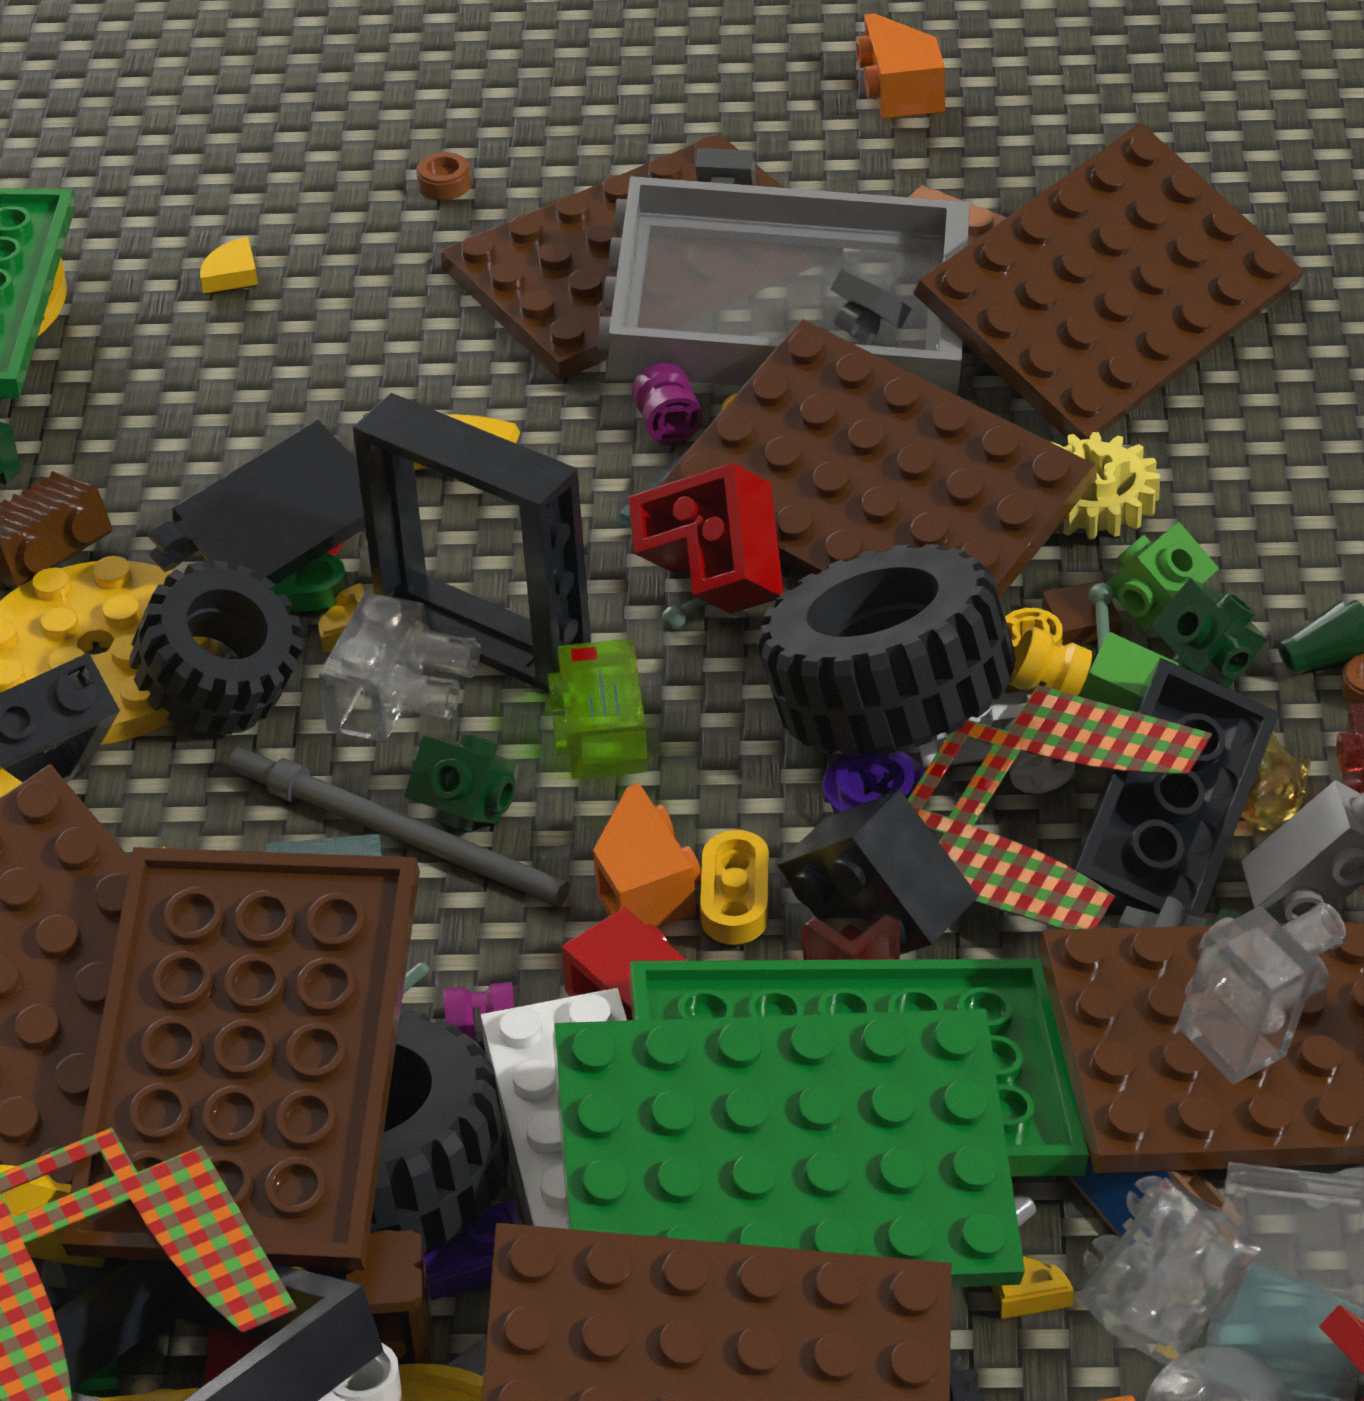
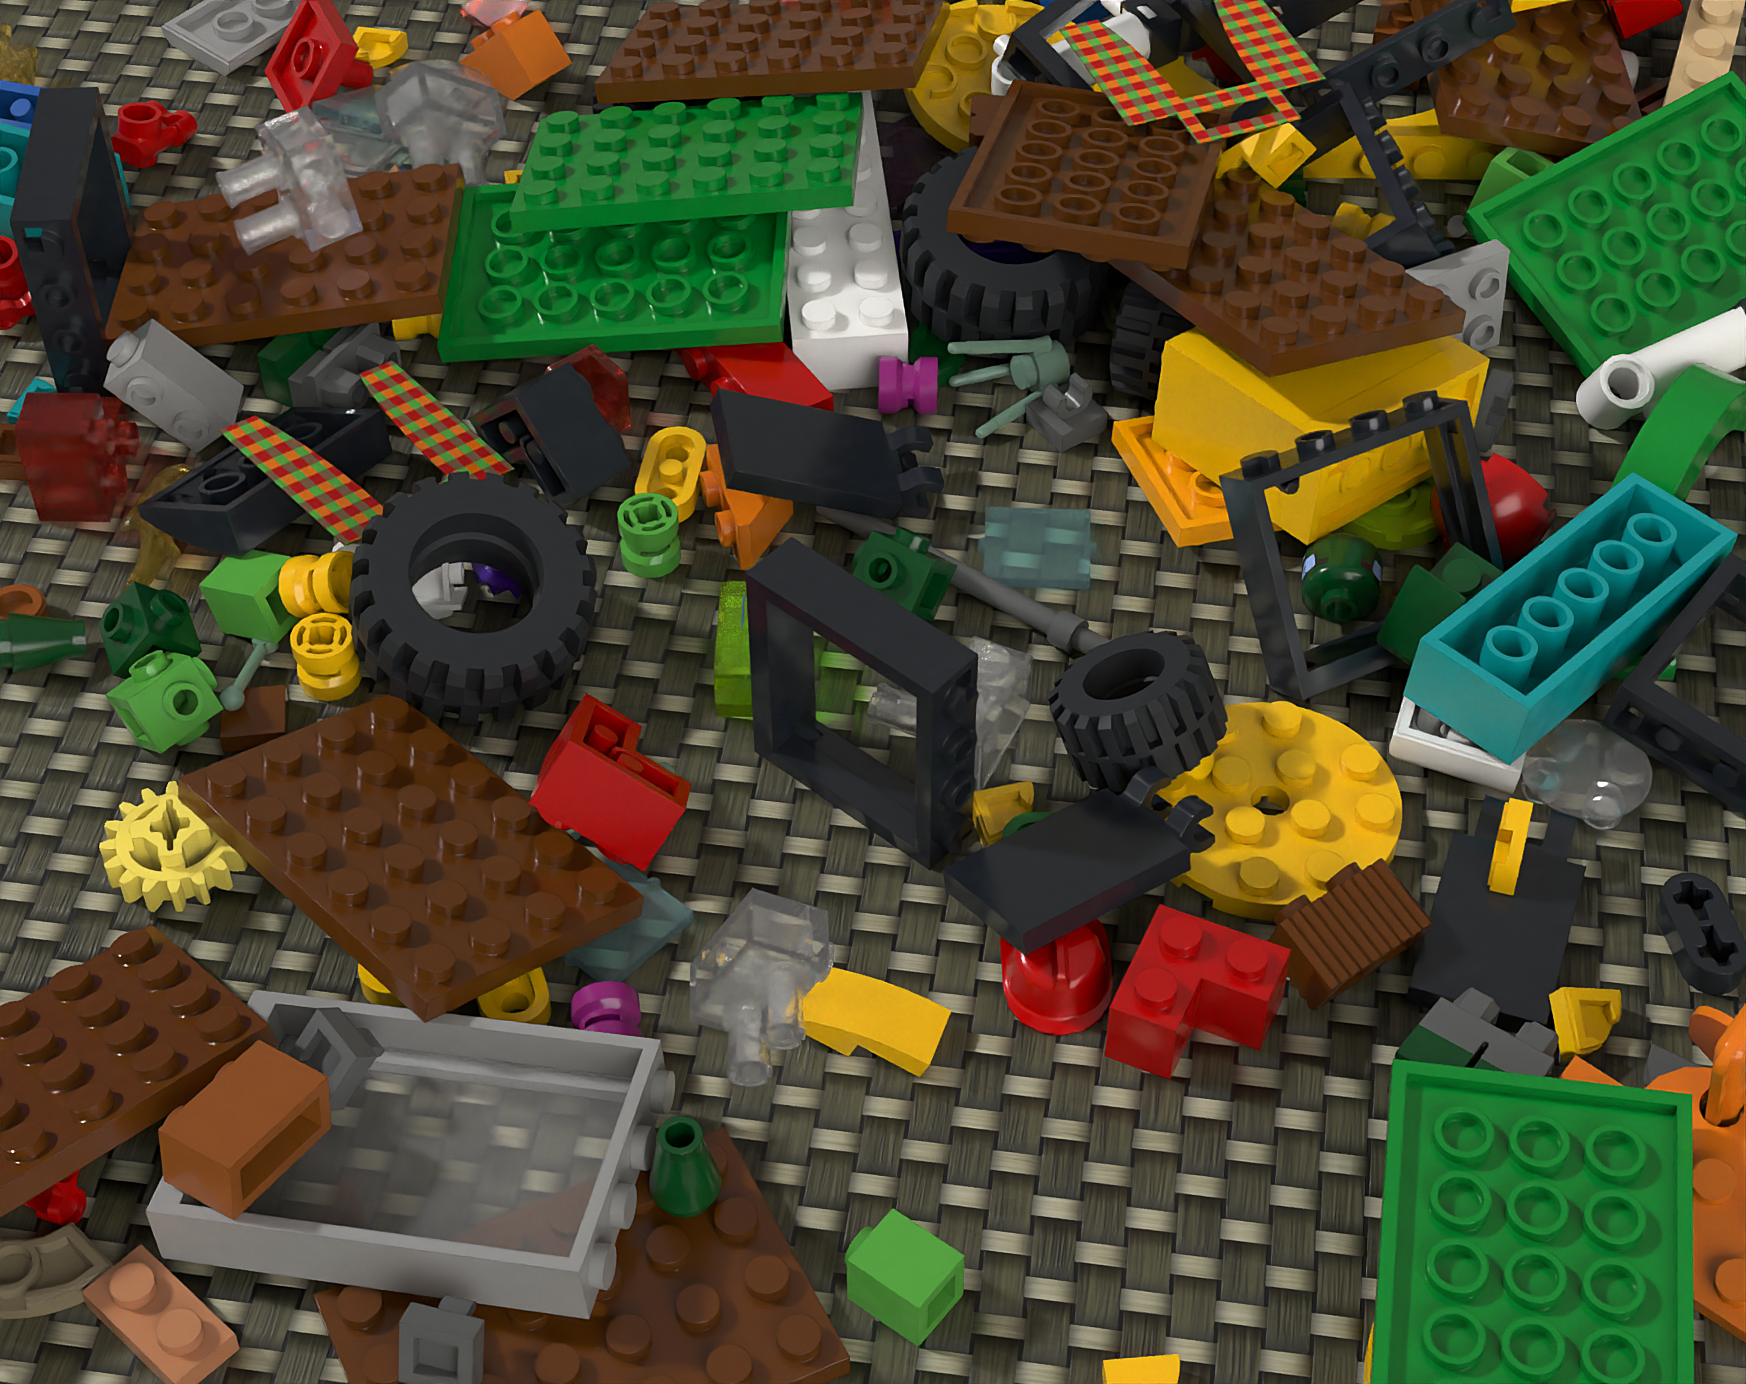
camera: 175 degrees left, 5 degrees up
(150, 476) = (1192, 978): none -> red brick
(403, 288) = (904, 1276): none -> bright green brick
(538, 400) = (756, 979): none -> clear brick
(560, 866) = (822, 456): none -> black tile
(575, 283) = (683, 1171): none -> dark green cone
(740, 800) = (649, 535): none -> bright green wheel
(909, 224) = (245, 1129): none -> dark orange brick

